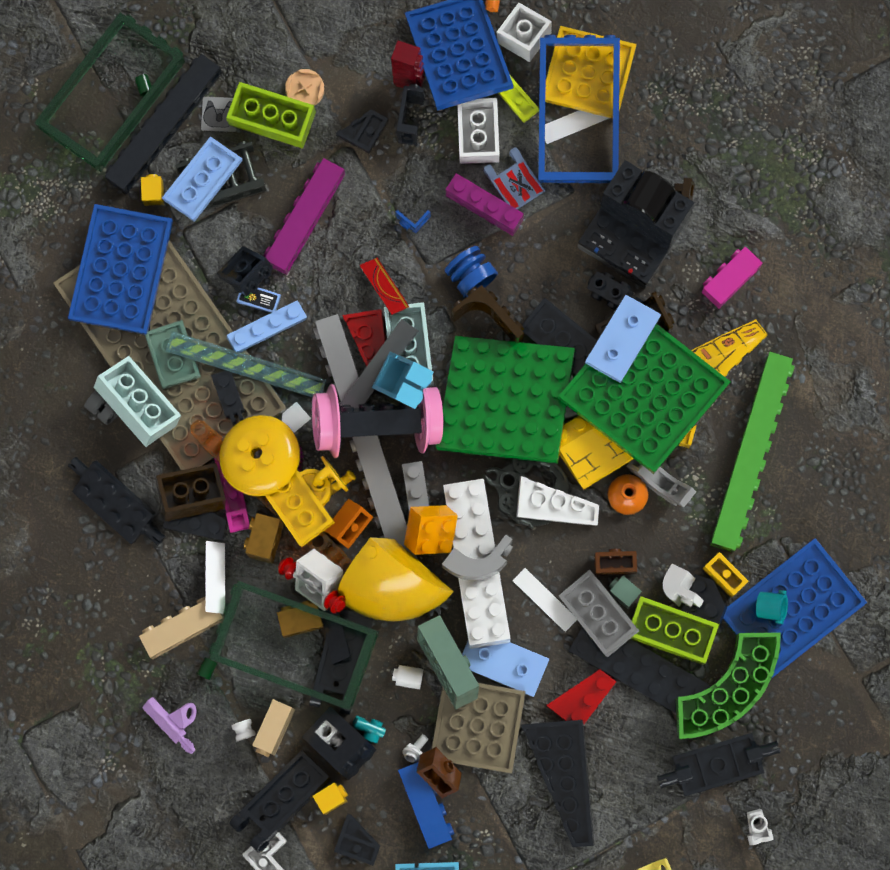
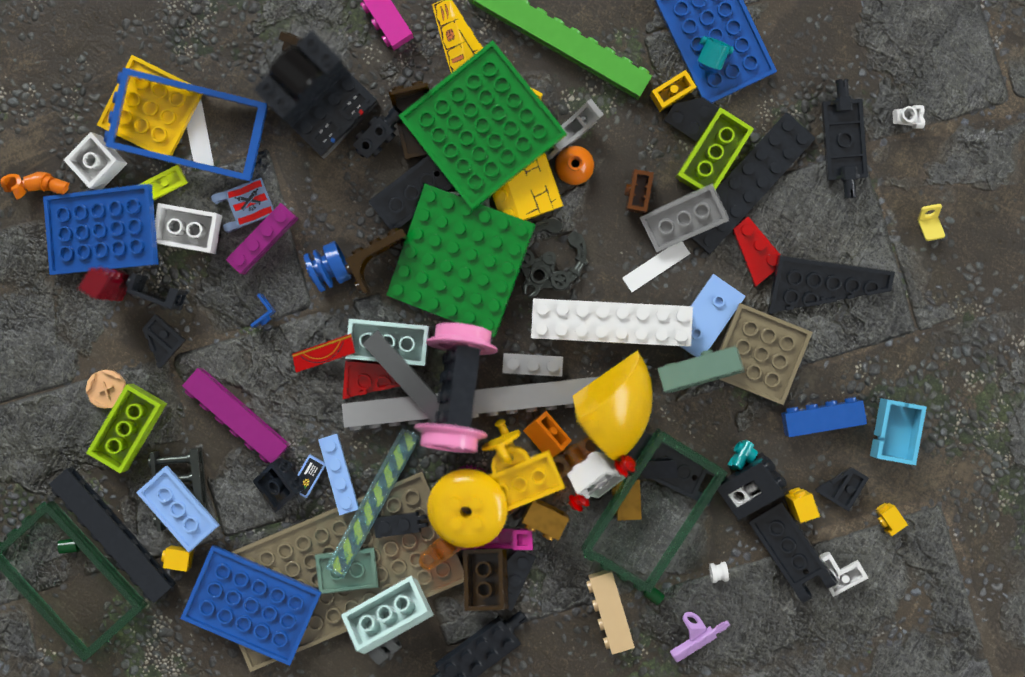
camera: 90 degrees left, 10 degrees up
(215, 113) = (113, 482): sticker -> none
(215, 577) = (571, 571): white sticker -> none
(273, 728) = (725, 545): tan brick -> none
(295, 417) = (433, 465): white sticker -> none
(403, 380) = (426, 356): medium azure piece -> none
(408, 677) = (702, 409): white brick -> none
(413, 752) = (772, 419): white plate -> none
(430, 529) = (573, 359): light orange brick -> none
(439, 772) = (800, 399): reddish brown brick -> none
(478, 569) = (620, 332): light grey arch -> none
(551, 504) = (570, 240): white wing -> none
(623, 338) = (428, 133): light blue plate -> none
(624, 591) = (666, 189): sand green brick -> none
(677, 586) = (673, 139): white brick -> none
(735, 691) = (784, 107): bright green brick -> none

